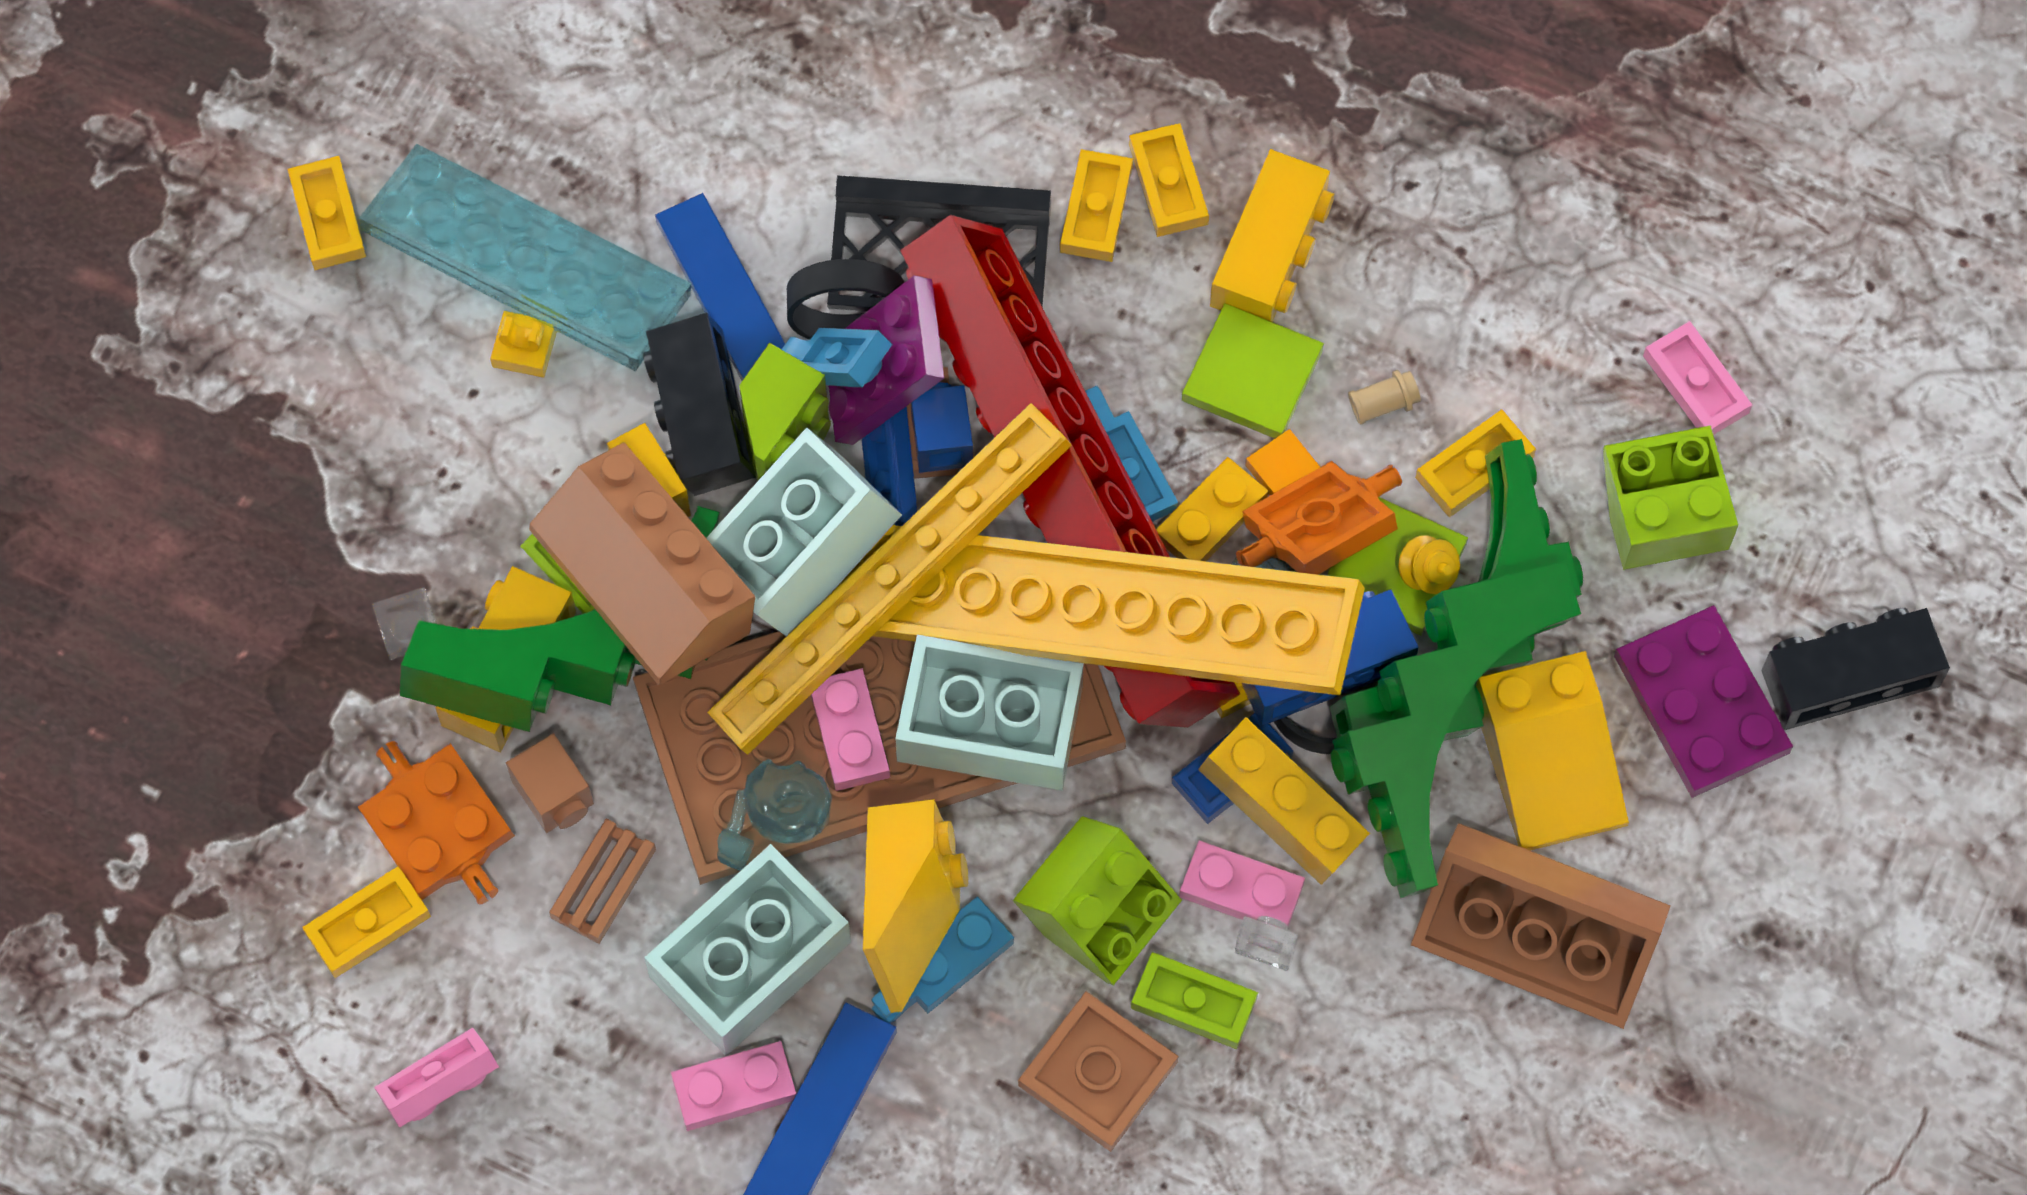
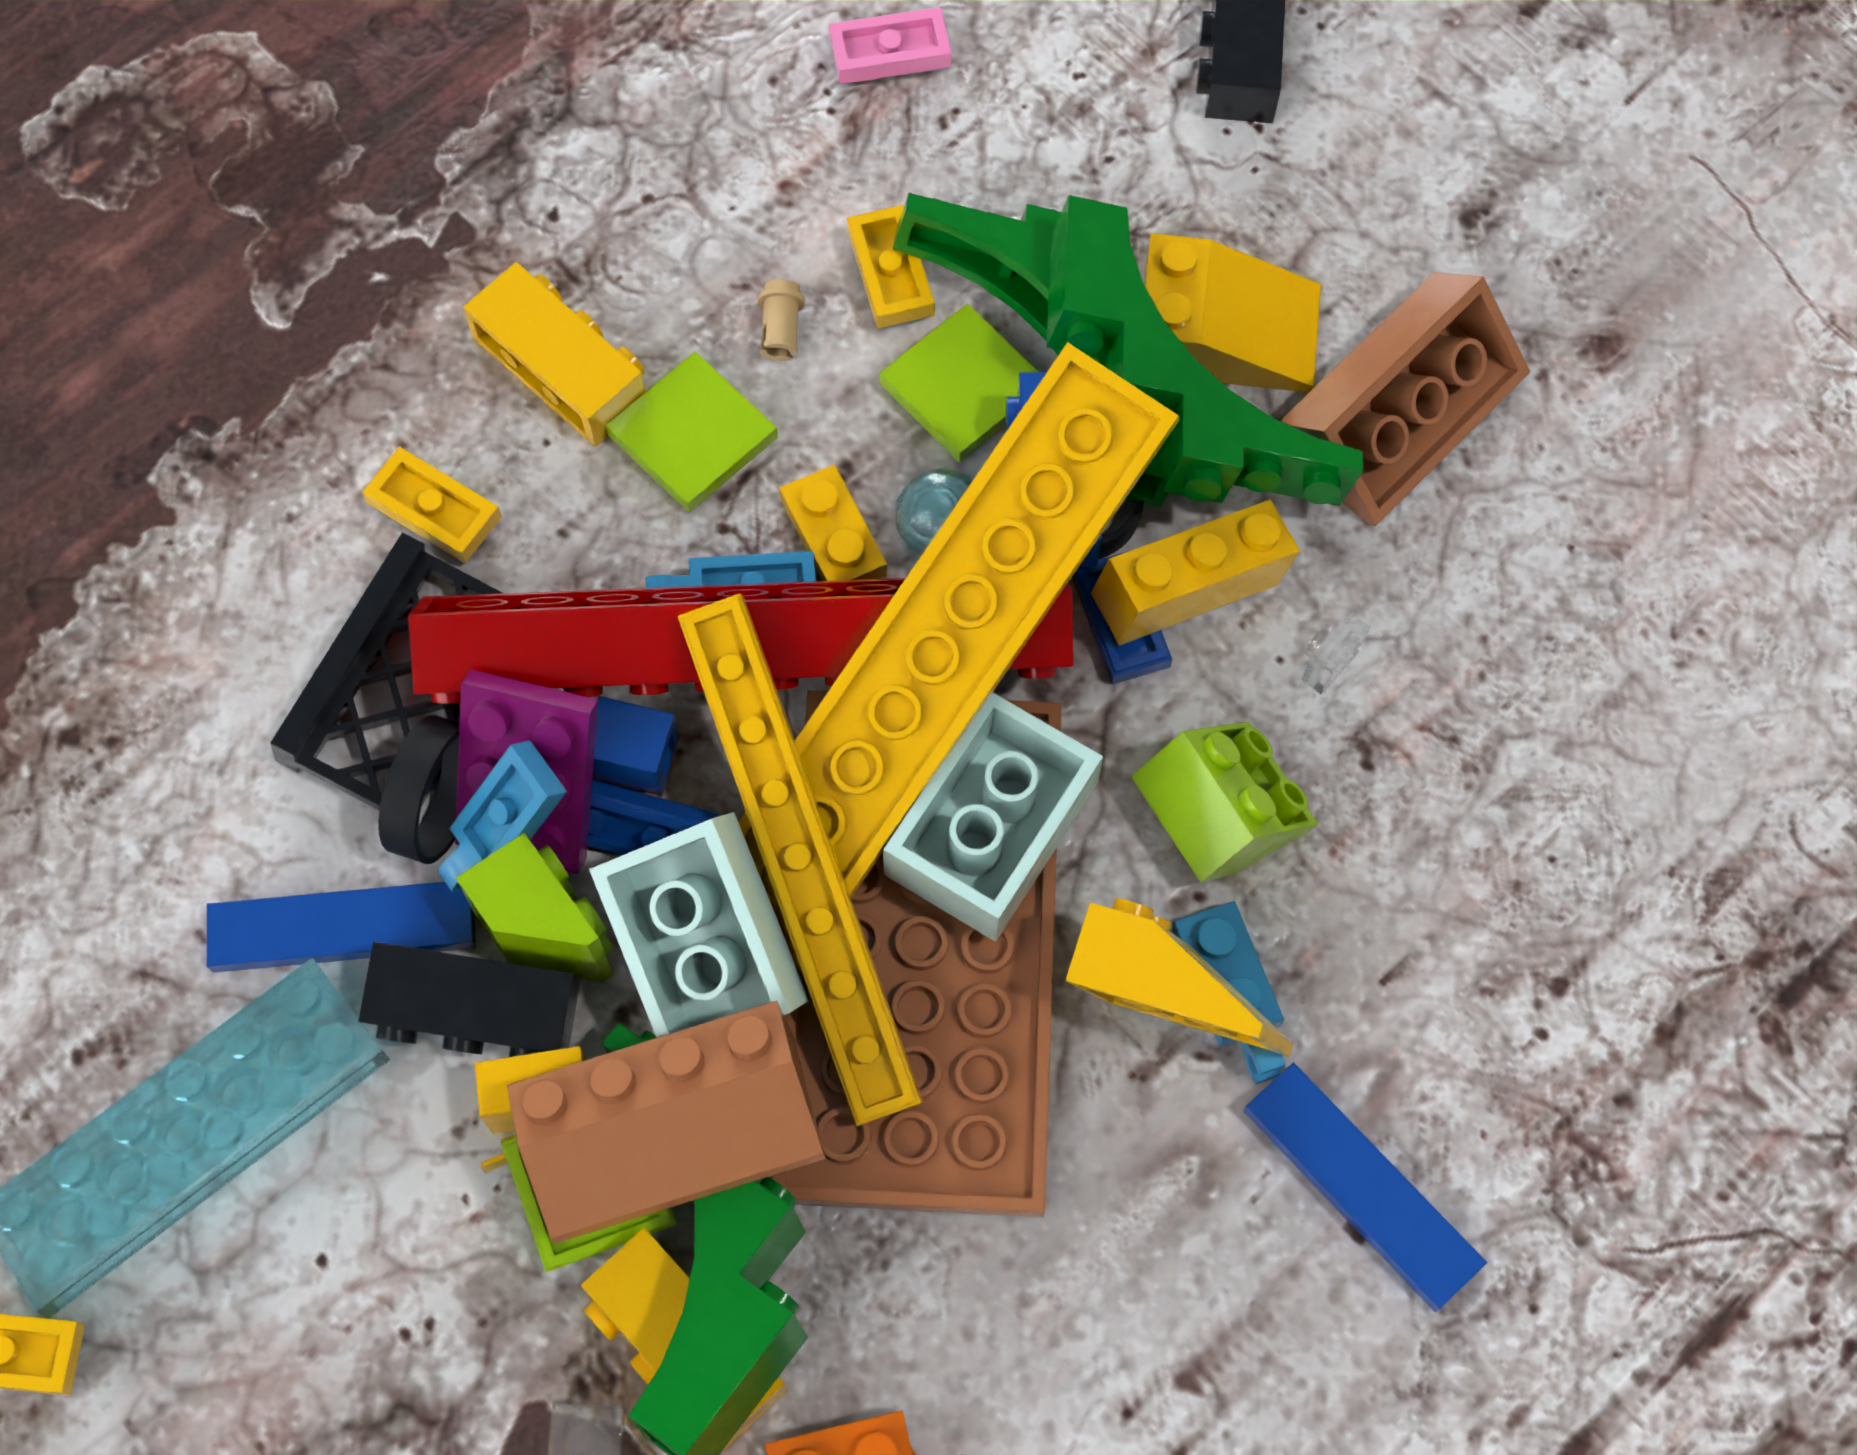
camera: 70 degrees left, 0 degrees up
(522, 345) = (291, 1178): yellow tile -> none
(550, 784) = (864, 1342): nougat brick -> none
(625, 840) = (960, 1281): nougat tile -> none
(732, 847) = (1028, 1159): clear light blue hand -> none
(734, 1086) = (1296, 1267): bright pink plate -> none
(748, 949) = (1158, 1186): light aqua brick -> none
(787, 802) = (1008, 1073): clear light blue hair -> none
(850, 730) = (941, 978): bright pink plate -> none
(1098, 1071) = (1415, 872): nougat plate -> none
(1168, 180) = (438, 424): yellow plate -> none
(1194, 1000) = (1369, 747): lime plate -> none
(1240, 885) = (1256, 658): bright pink plate -> none
(1281, 462) = (811, 442): light orange tile -> none
(1320, 519) = (898, 421): orange plate -> none
(1429, 564) = (992, 339): yellow wheel -> none
(1668, 497) = (1008, 110): lime slope -> none
(1703, 701) = (1220, 174): magenta plate -> none

